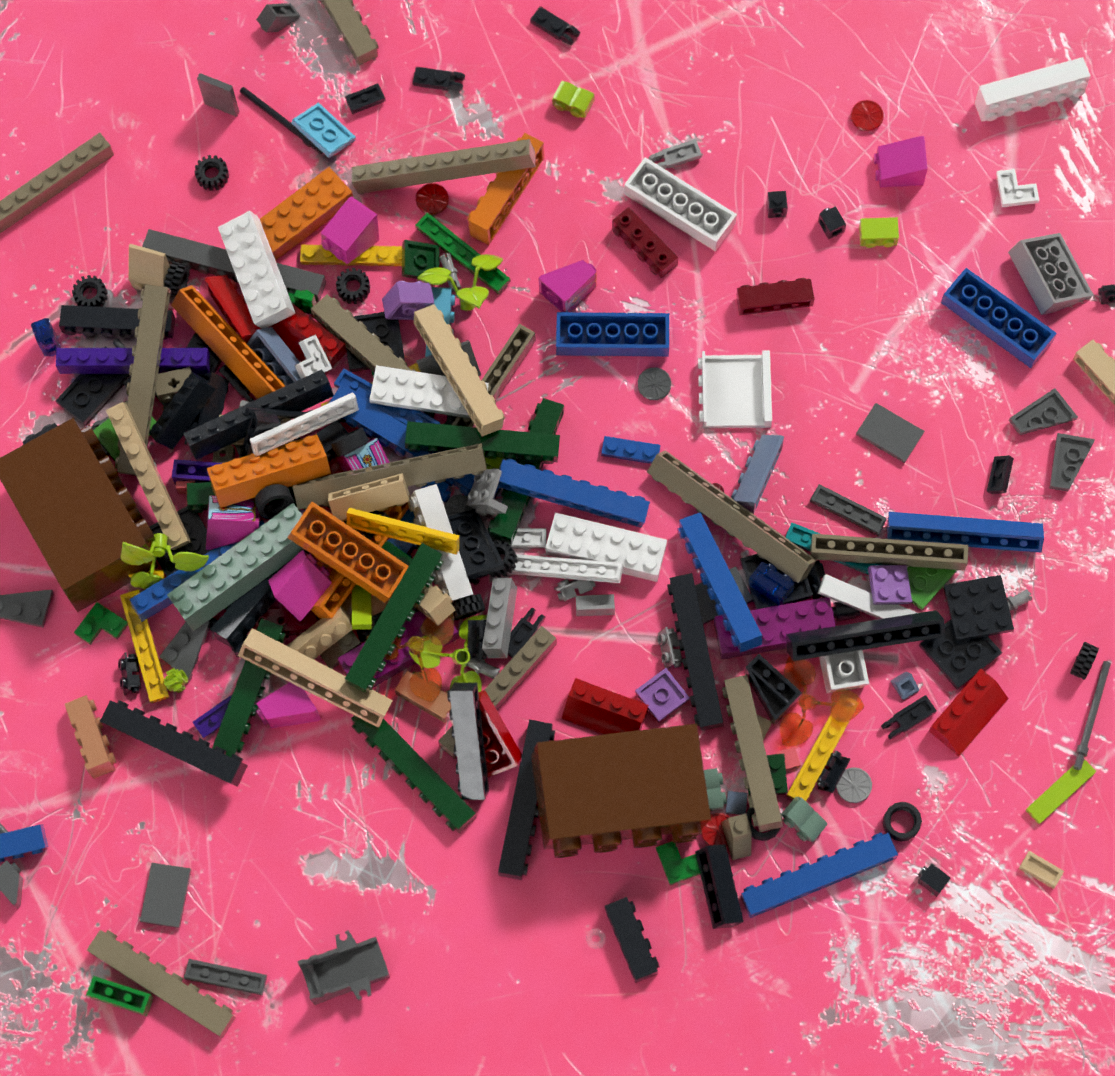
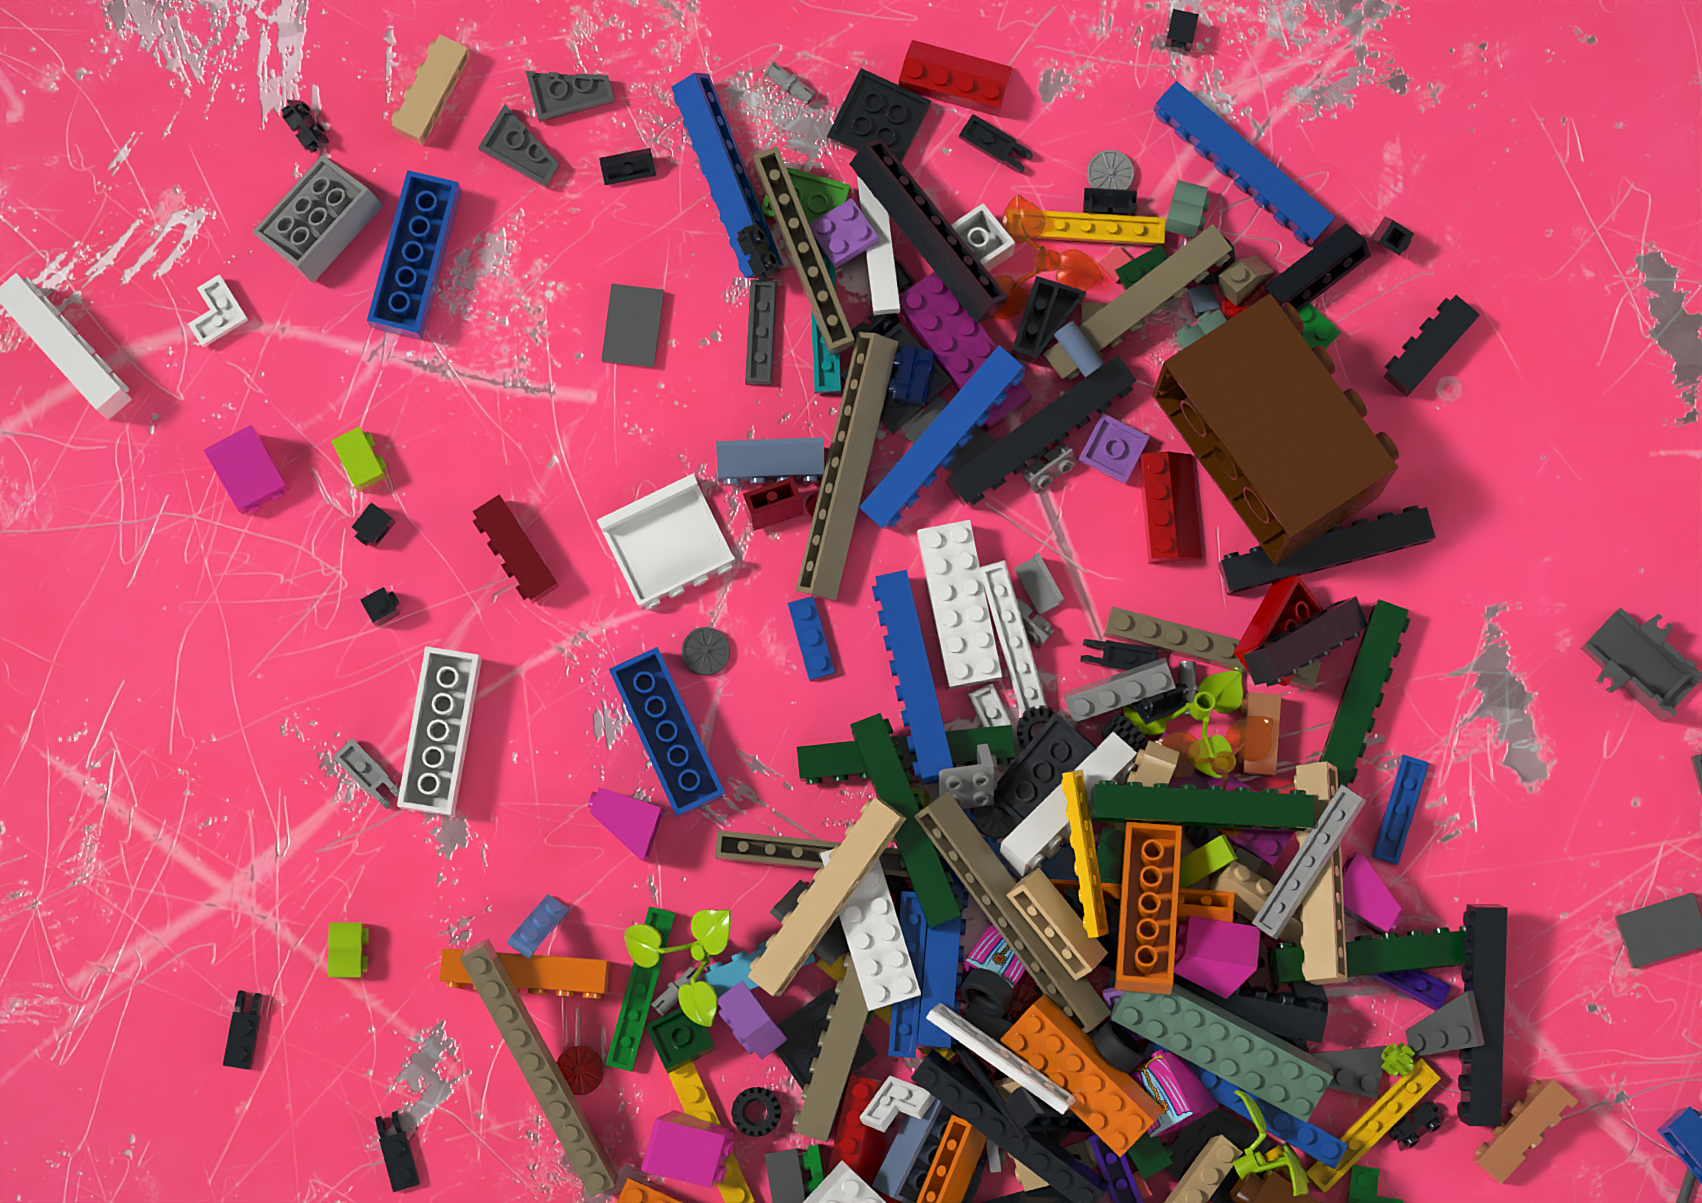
camera: 120 degrees left, 10 degrees up
(176, 715) = (1448, 1028): none -> dark grey wing
(325, 668) = (1309, 862): none -> light grey plate
(332, 764) = (1400, 810): none -> blue tile
(530, 206) = (538, 926): none -> medium blue plate
(644, 242) = (514, 754): dark red brick -> none
(719, 949) = (1392, 236): none -> black brick
(728, 461) = (773, 503): none -> dark red brick
(738, 695) = (1079, 349): none -> sand blue piece
(867, 115) = (191, 549): red wheel -> none
(905, 685) = (955, 168): sand blue slope -> none
(905, 807) = (1134, 78): black tyre -> none
(907, 523) = (754, 240): none -> black hinge
(978, 608) = (819, 117): black plate -> none

